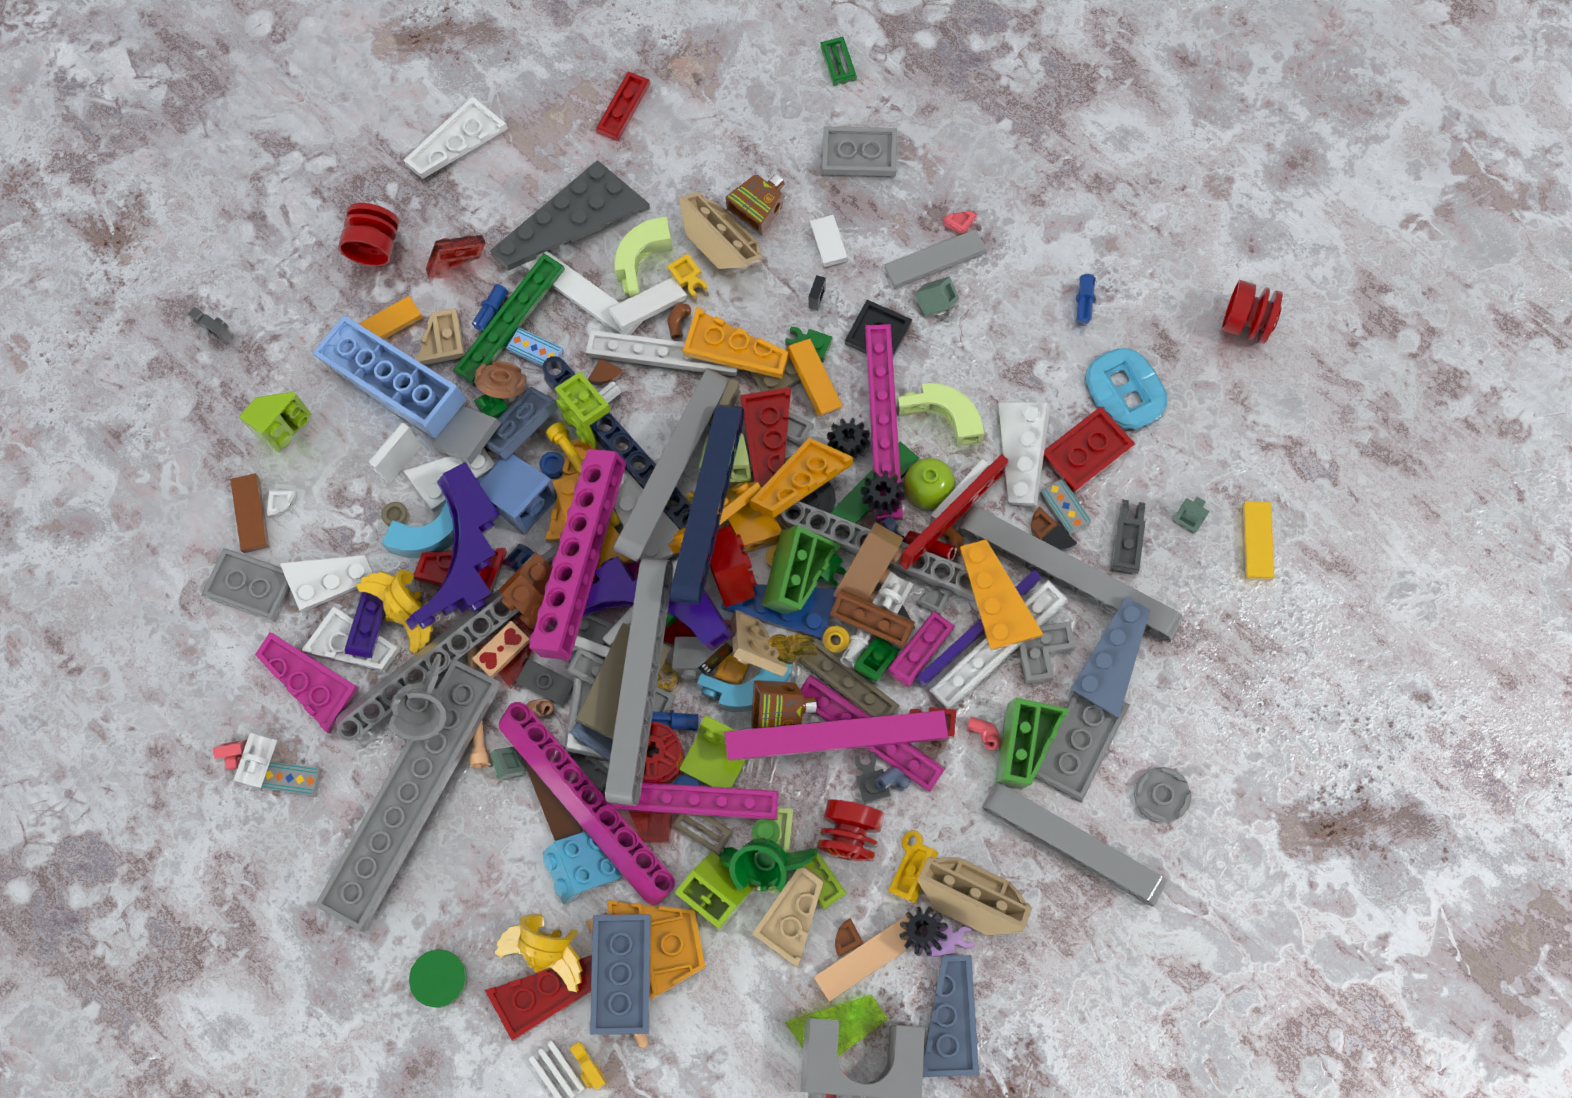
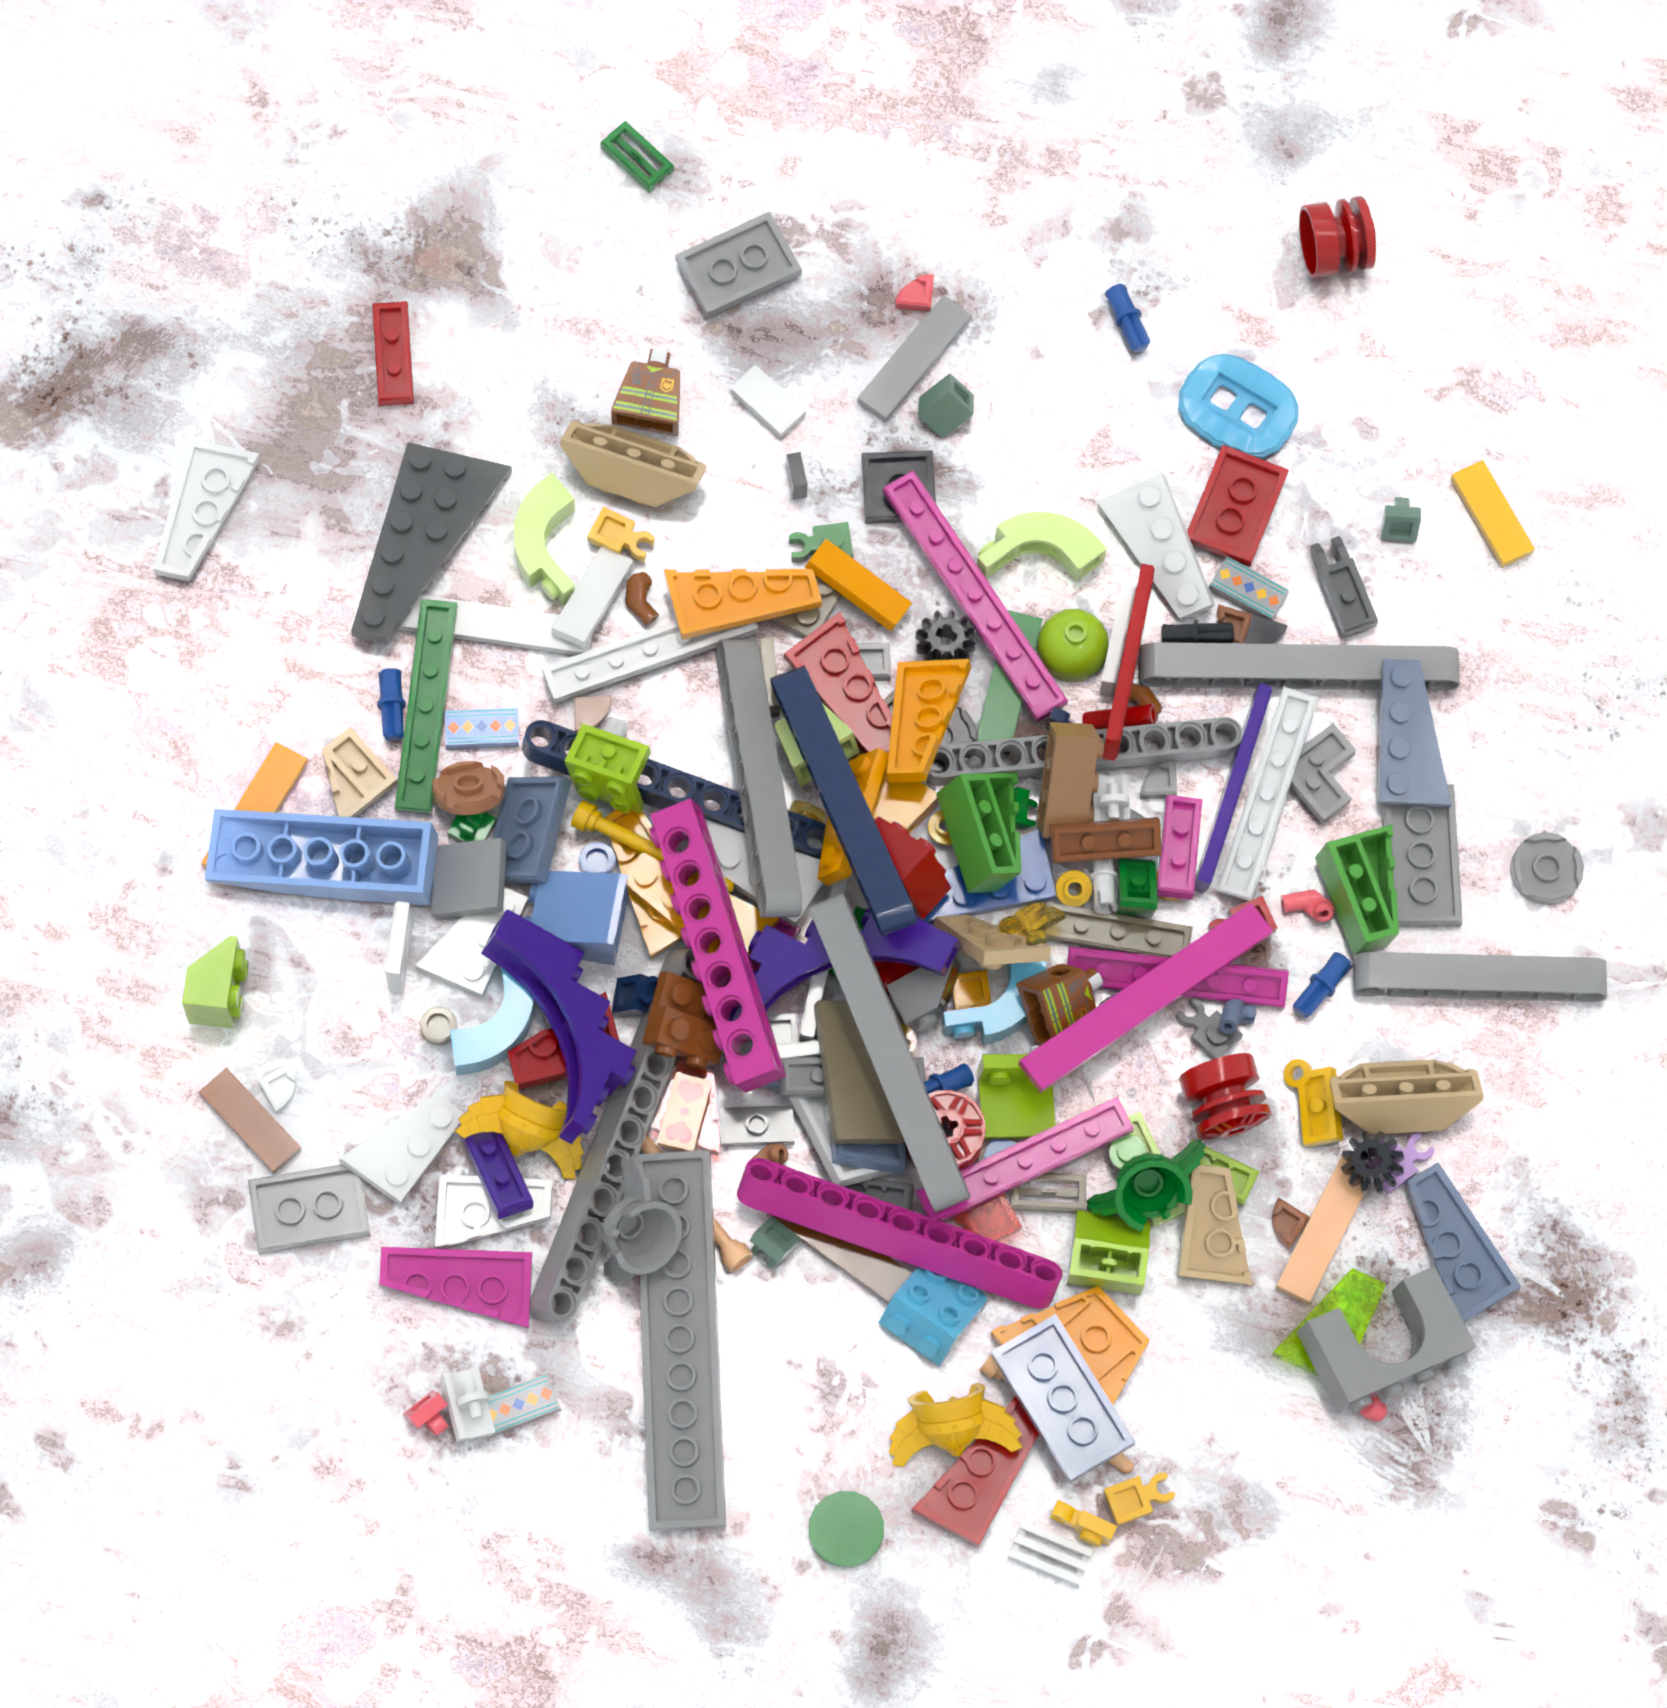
camera: 40 degrees left, 0 degrees up
(216, 327) = (48, 912): dark grey plate -> none
(368, 234) = (179, 689): red wheel -> none
(454, 252) = (301, 657): clear red wing -> none
(630, 1067) = (1132, 1500): none -> yellow plate
(872, 493) = (1024, 693): black gear -> none
(963, 790) = (1322, 984): none -> blue axle
(998, 601) = (1244, 744): light orange wing -> none
(1014, 517) = (1198, 633): none -> black axle

